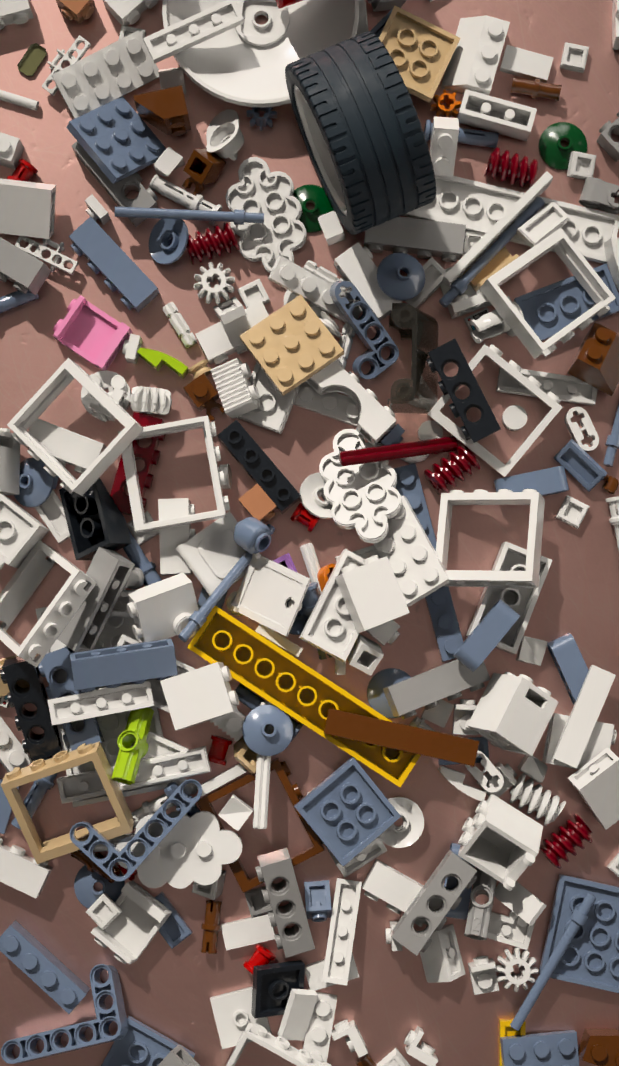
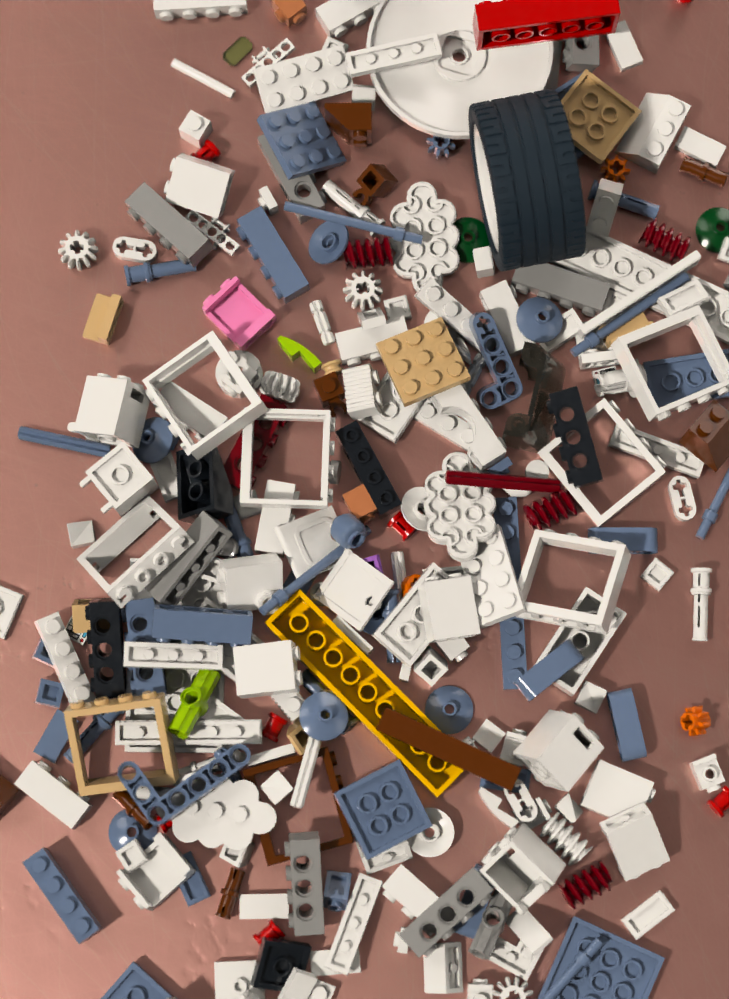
camera: 20 degrees right, 5 degrees down
(76, 1032) = (82, 962): sand blue beam -> none
(131, 347) = (271, 335): white plate -> none
(168, 162) = (344, 170): white slope -> none
(224, 135) = (402, 156): white piece -> none
(256, 902) = (278, 881): light grey tile -> none
(323, 273) = (468, 303): white axle -> none
(432, 686) = (490, 708): light grey brick -> none
(496, 115) = (660, 188): white brick -> none
(514, 417) = (620, 474): white tile -> none
(580, 465) = (673, 531): sand blue tile -> none
(584, 716) = (626, 768): white tile -> none
(610, 485) = (699, 554): reddish brown hand -> none

